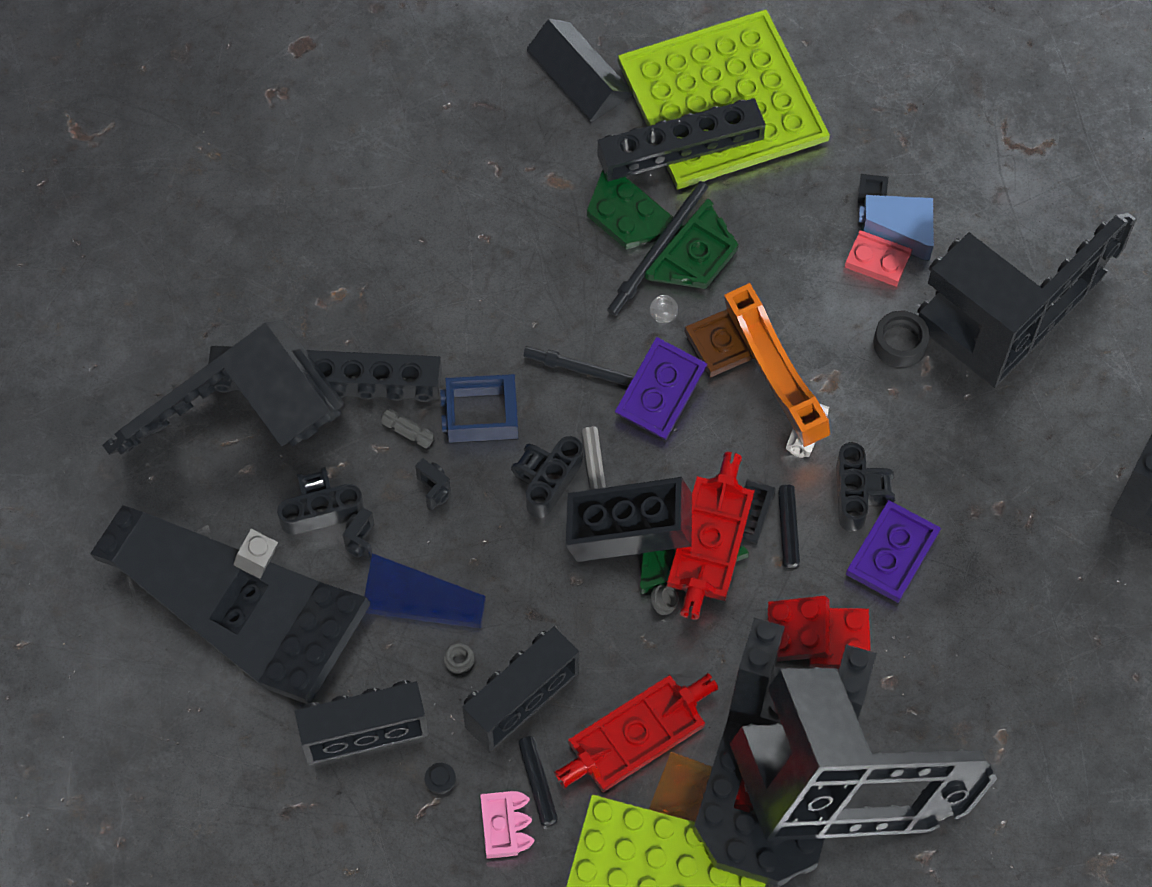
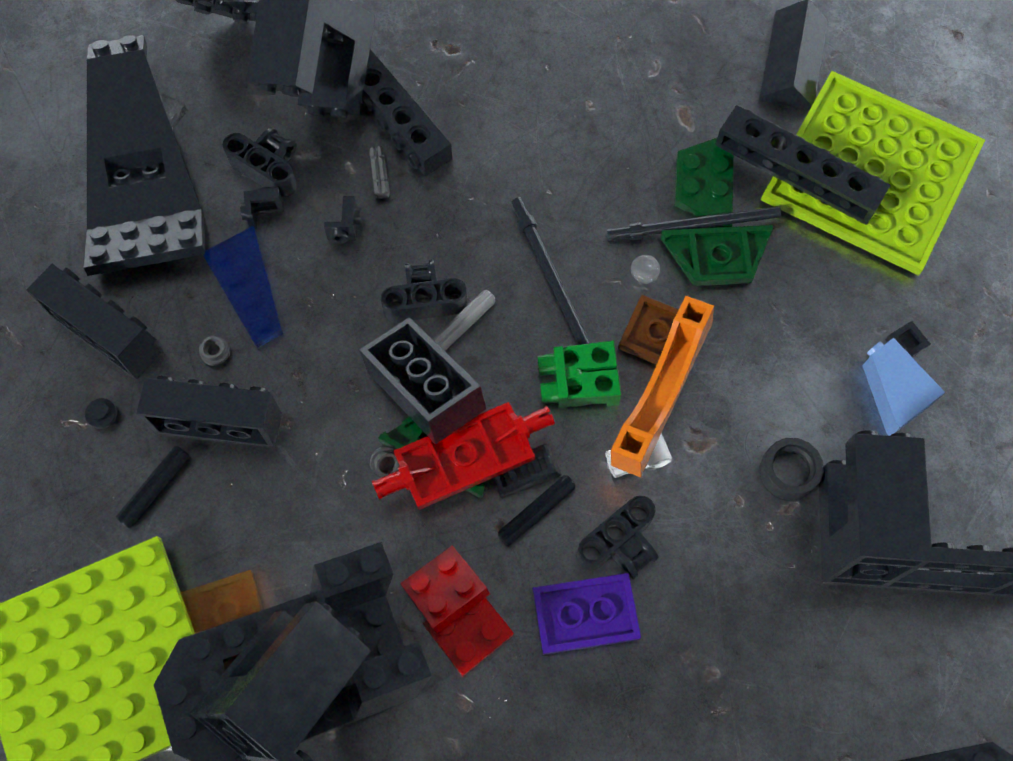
camera: 50 degrees right, 5 degrees up
(255, 553) = (172, 144): light grey brick -> none
(479, 387) = (455, 225): dark blue window -> none
(502, 822) = (92, 488): bright pink plate -> none
(636, 732) = (248, 529): red plate -> none
(661, 388) = (568, 317): dark purple plate -> none
(713, 416) = (582, 374): none -> green hips
(878, 258) = (850, 394): coral plate -> none

